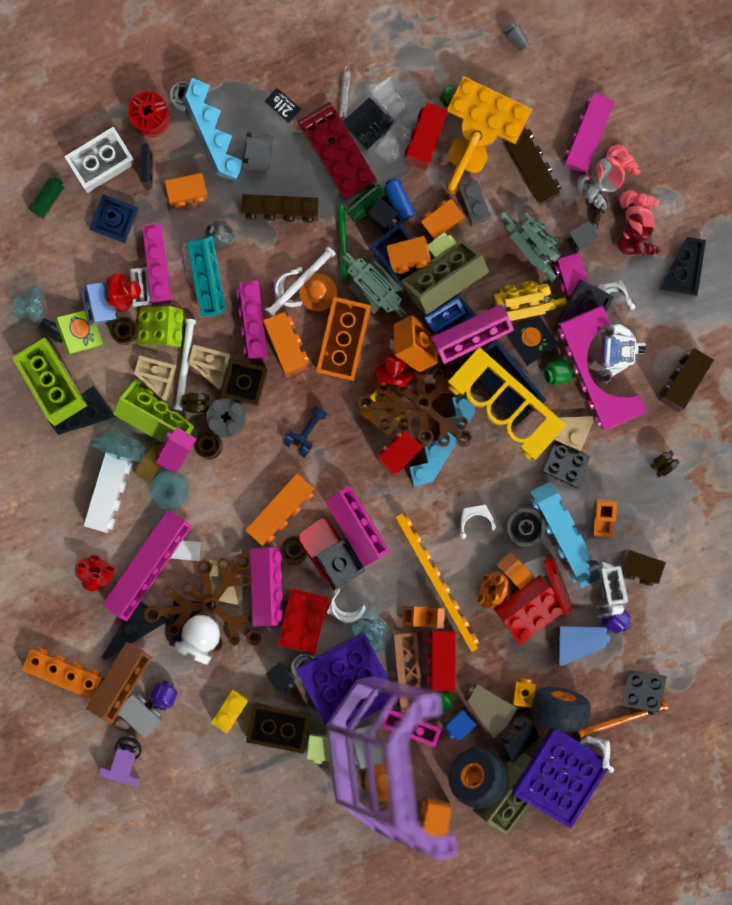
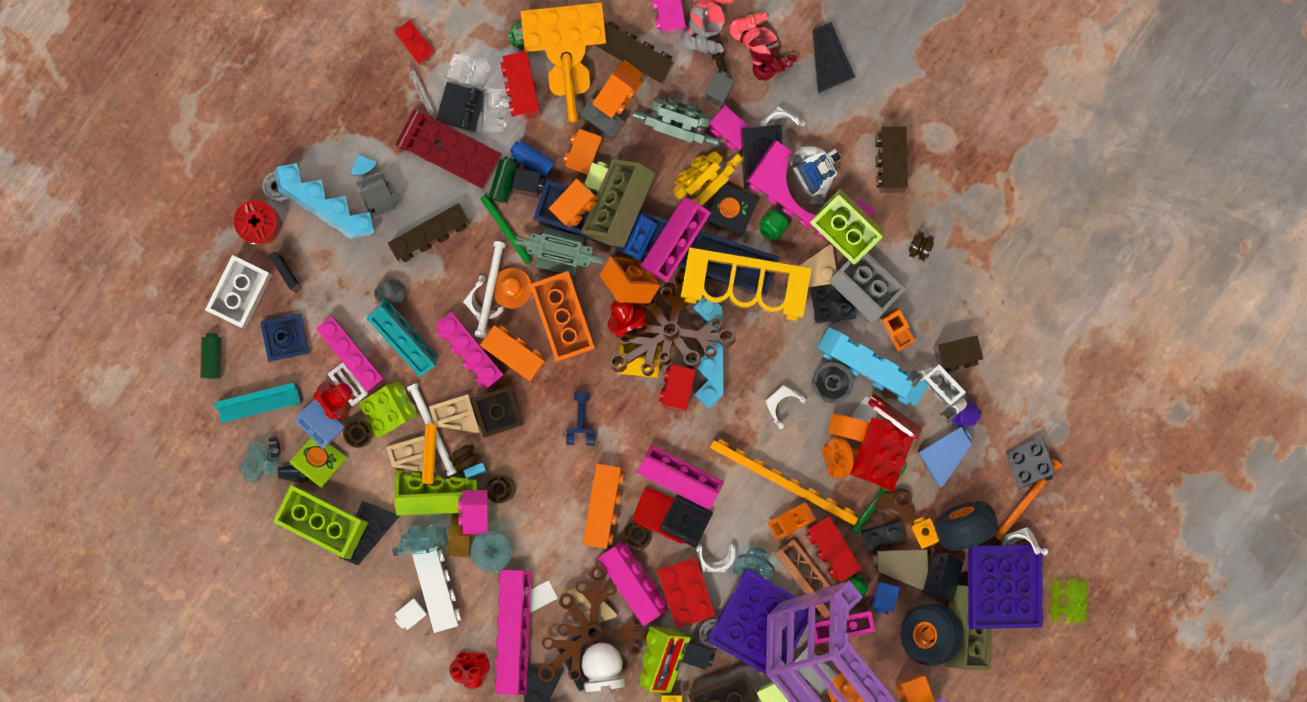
camera: 30 degrees left, 0 degrees up
(51, 299) = (274, 447): none -> black tile
(61, 256) = (258, 402): none -> teal fence
(74, 500) = (410, 614): none -> white brick
(169, 382) = (429, 454): none -> light orange axle
(186, 190) = (334, 270): orange brick -> none
(197, 418) = (475, 471): none -> medium azure tile
(220, 408) = (490, 449): dark grey brick -> none
(250, 661) = (661, 659): none -> lime wedge
(261, 122) = (363, 165): none -> medium azure tile
(283, 105) = (372, 138): black sticker -> none
(364, 50) = (414, 42): none -> red plate
(489, 674) = (883, 535): none -> black plate
(495, 646) = (871, 508): none -> green bar
(502, 187) = (619, 89): none -> orange brick
(511, 660) = (893, 509): none -> reddish brown plate
(602, 466) = (867, 286): none -> light grey brick
(609, 825) = (1075, 601): none -> clear neon green plate
(616, 410) = (847, 226): none -> lime slope

